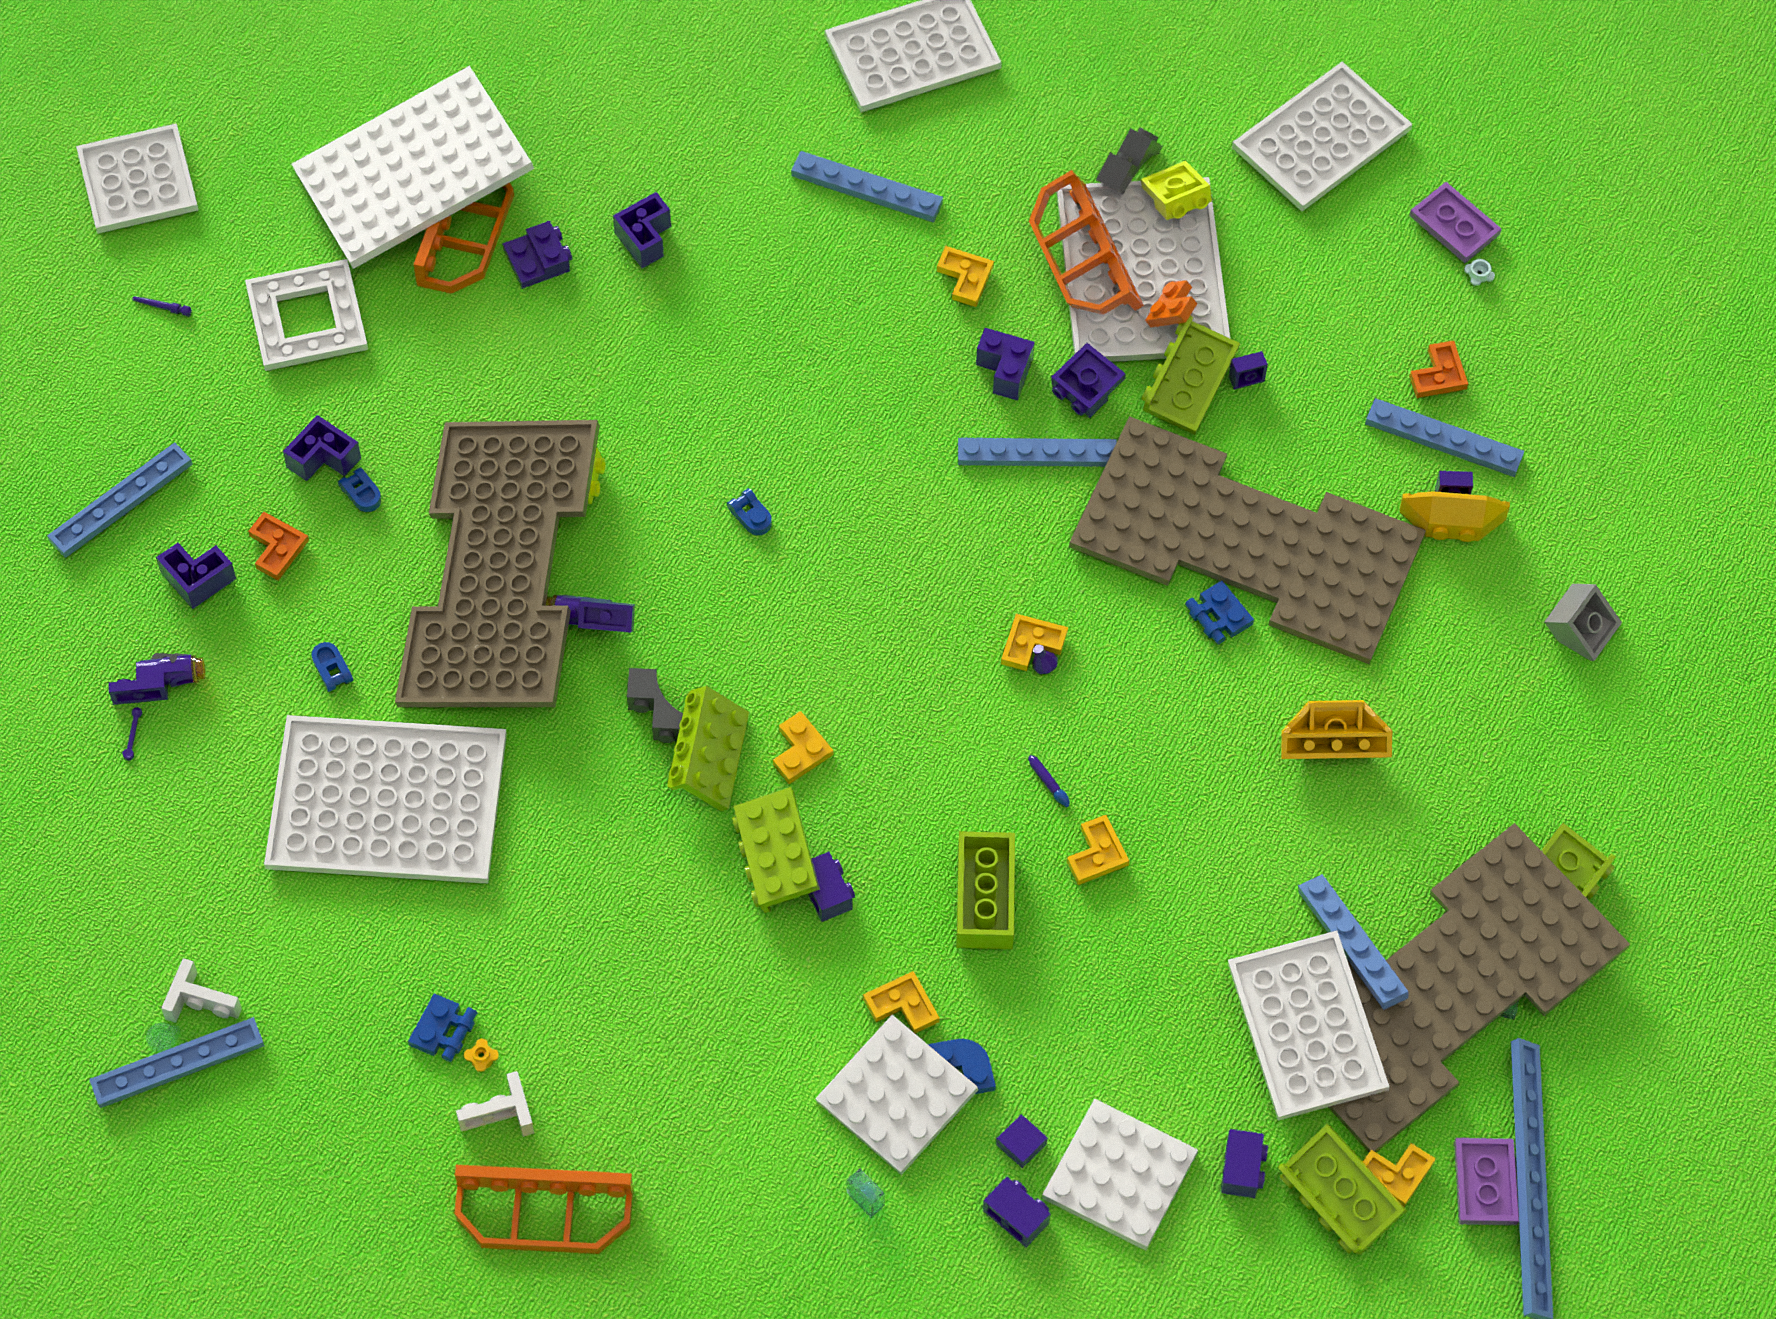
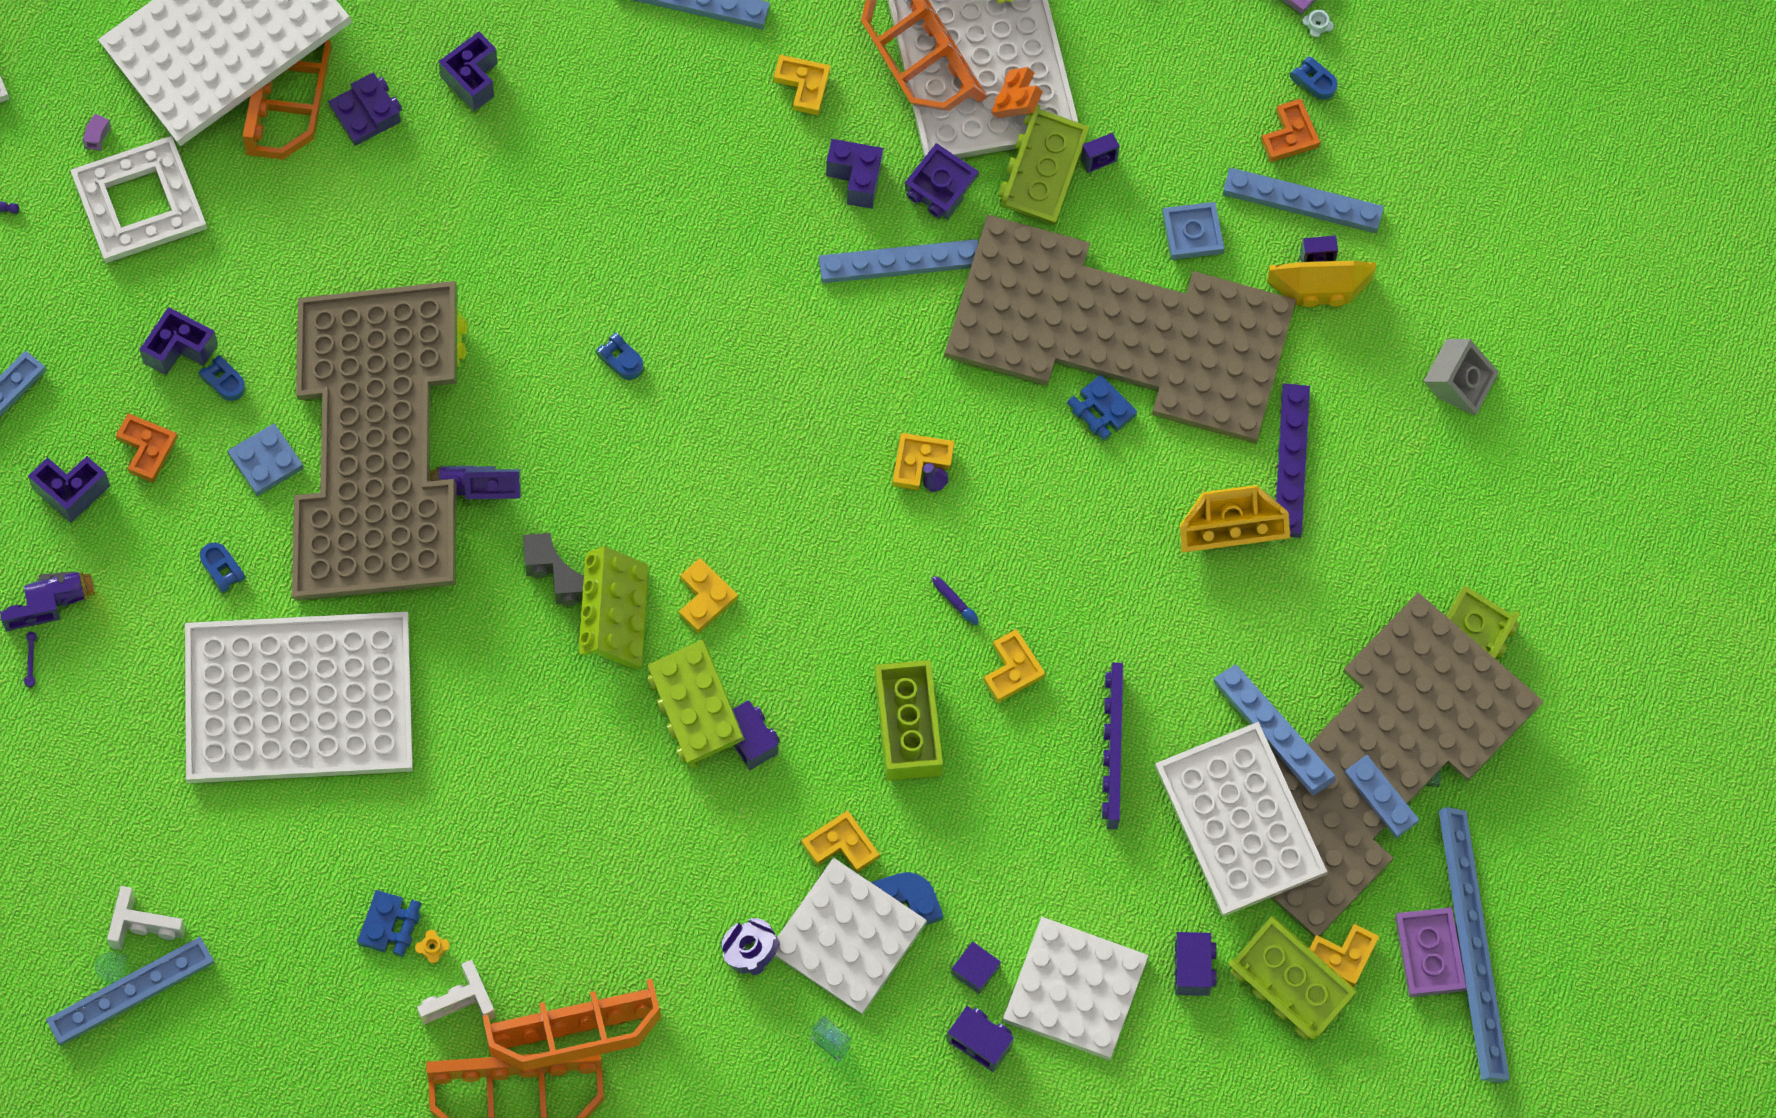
camera: 10 degrees left, 5 degrees up
(275, 249) = (96, 132): none -> medium lavender piece
(390, 570) = (265, 459): none -> medium blue plate
(604, 1144) = (573, 1020): none -> orange plate
(800, 1104) = (756, 958): none -> plate
(1185, 950) = (1112, 756): none -> dark purple plate
(1331, 454) = (1193, 230): none -> medium blue plate
(1405, 678) = (1293, 453): none -> dark purple plate
(1454, 1019) = (1381, 796): none -> medium blue plate
(1476, 330) = (1321, 85): none -> blue plate

